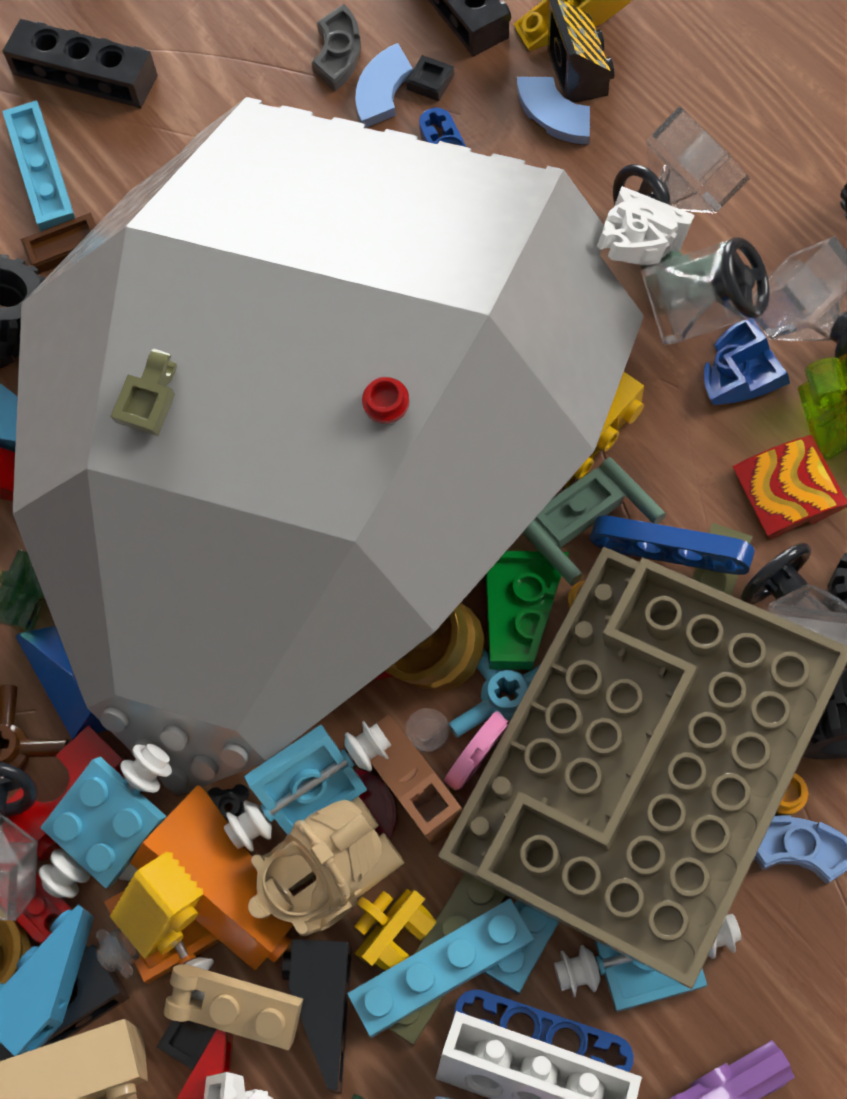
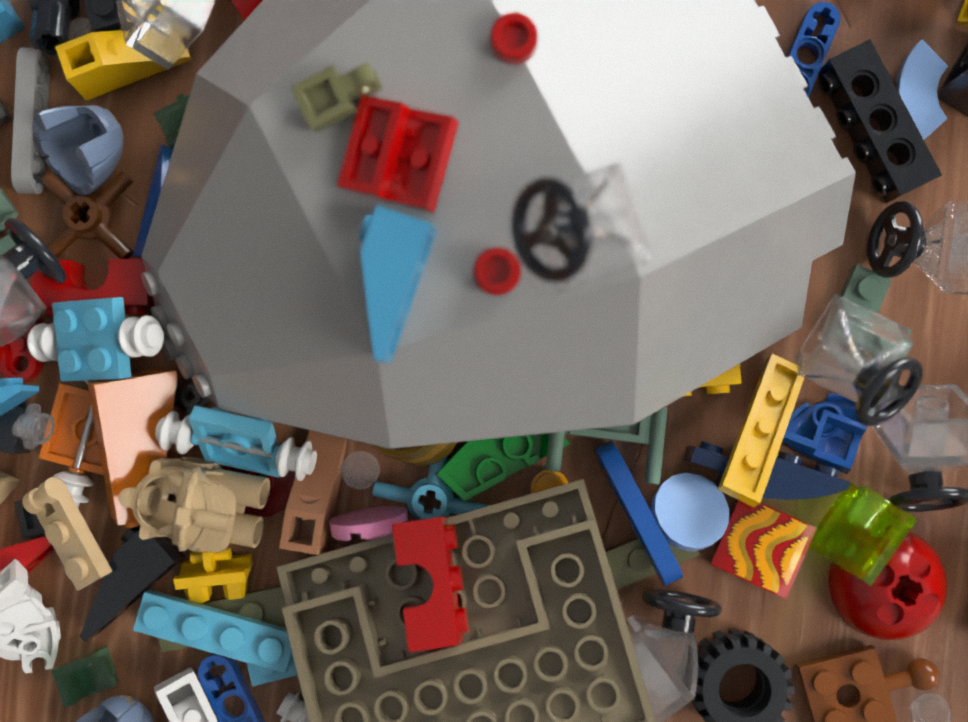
camera: 40 degrees right, 20 degrees up
(157, 906) = (71, 433): yellow brick -> none
(233, 393) = (398, 153): none -> red slope
(241, 251) = (514, 38): none -> red tile
(308, 466) = (392, 266): none -> dark azure slope
(415, 307) = (583, 228): none -> piece
(540, 700) = (440, 619): none -> red arch
(585, 153) = (882, 102): none -> black brick
(643, 229) = (864, 270): white piece -> none
(695, 402) = (762, 431): none -> yellow plate
(711, 507) = (690, 511): none -> light blue tile
(741, 434) = (787, 478): none -> dark blue slope

